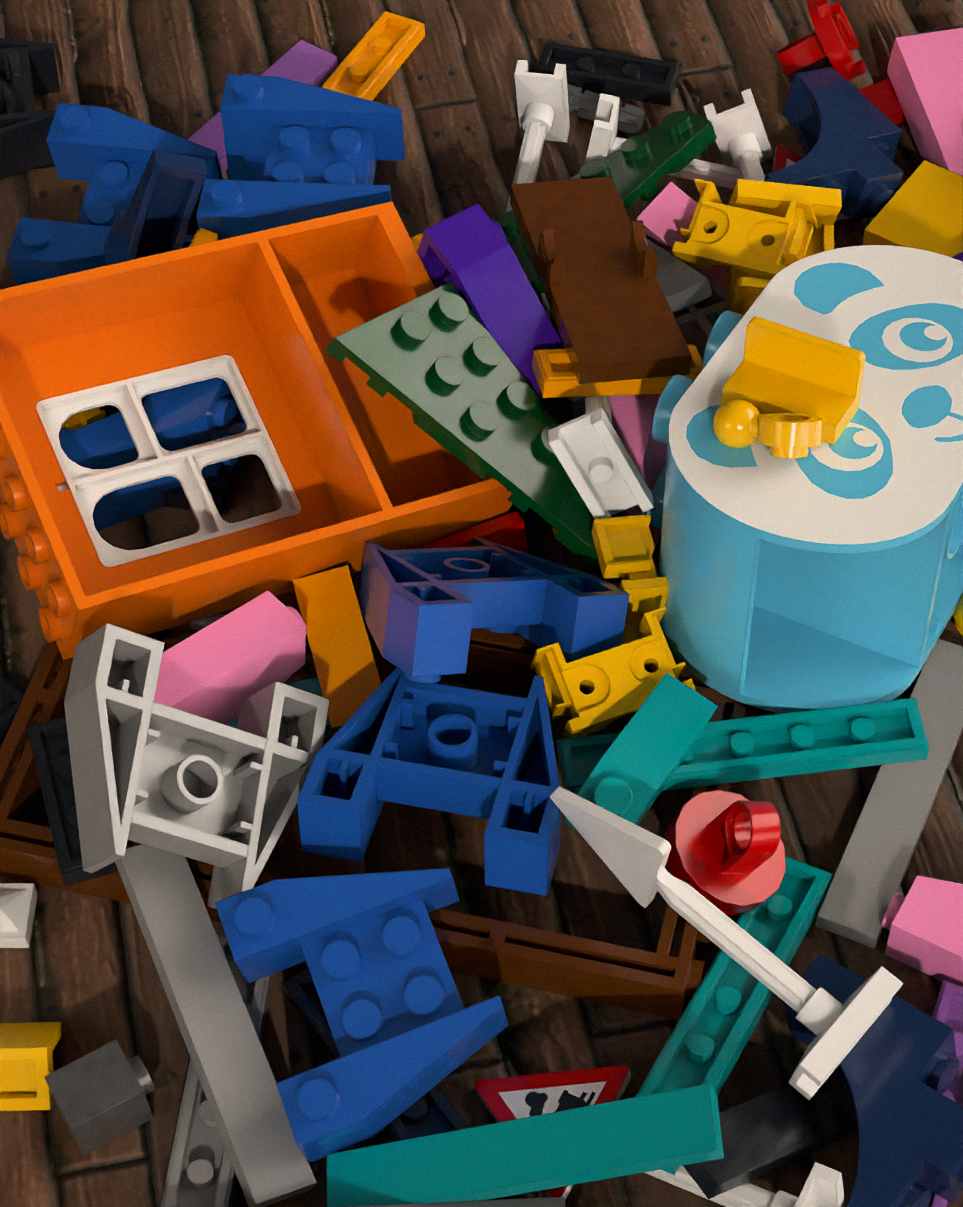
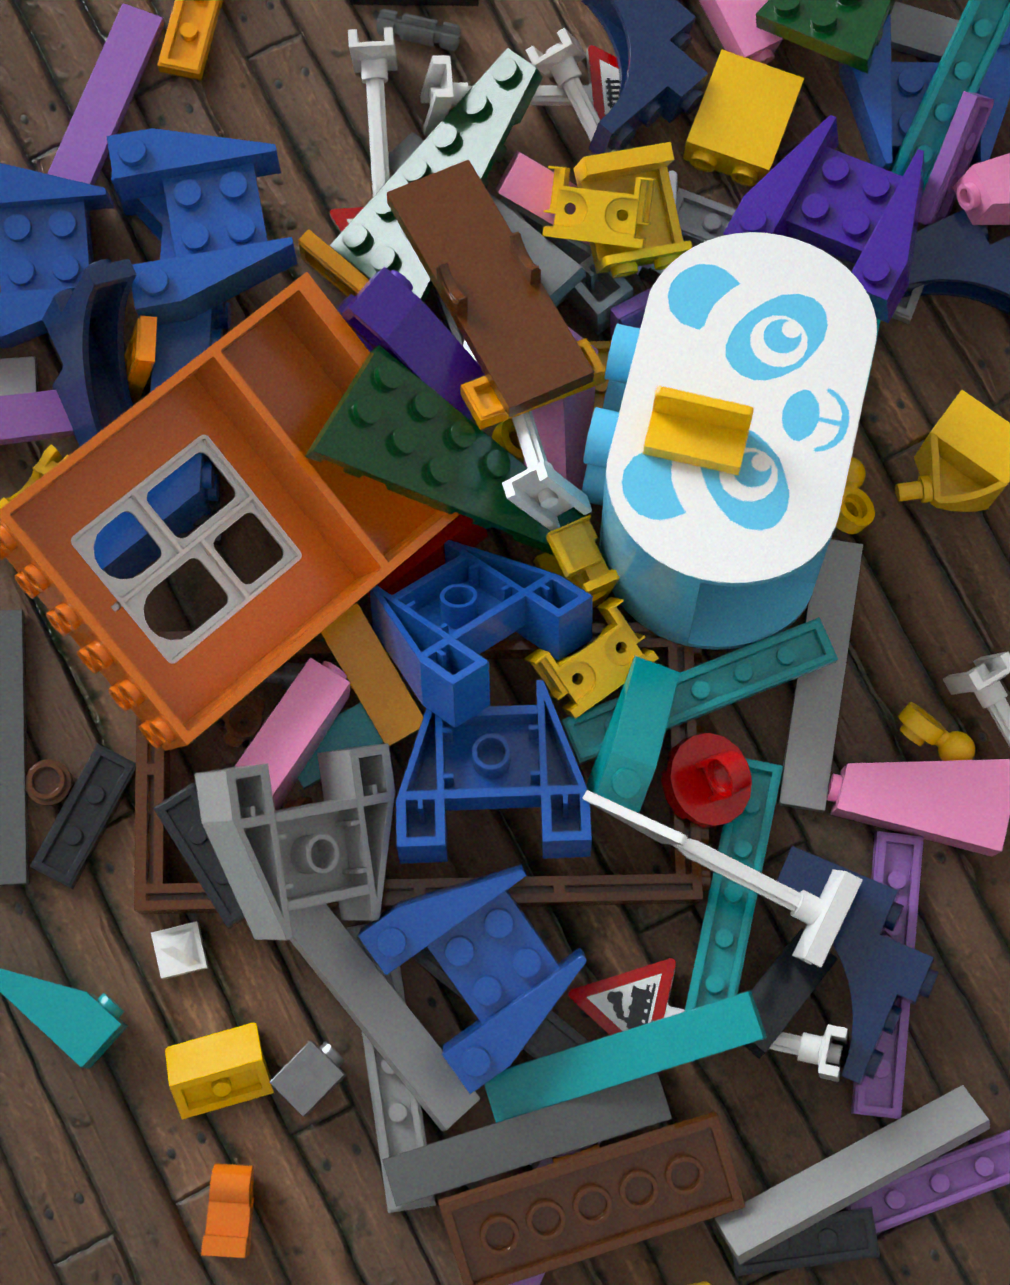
camera: 20 degrees left, 25 degrees up
(788, 434) = (702, 483): yellow plate -> none

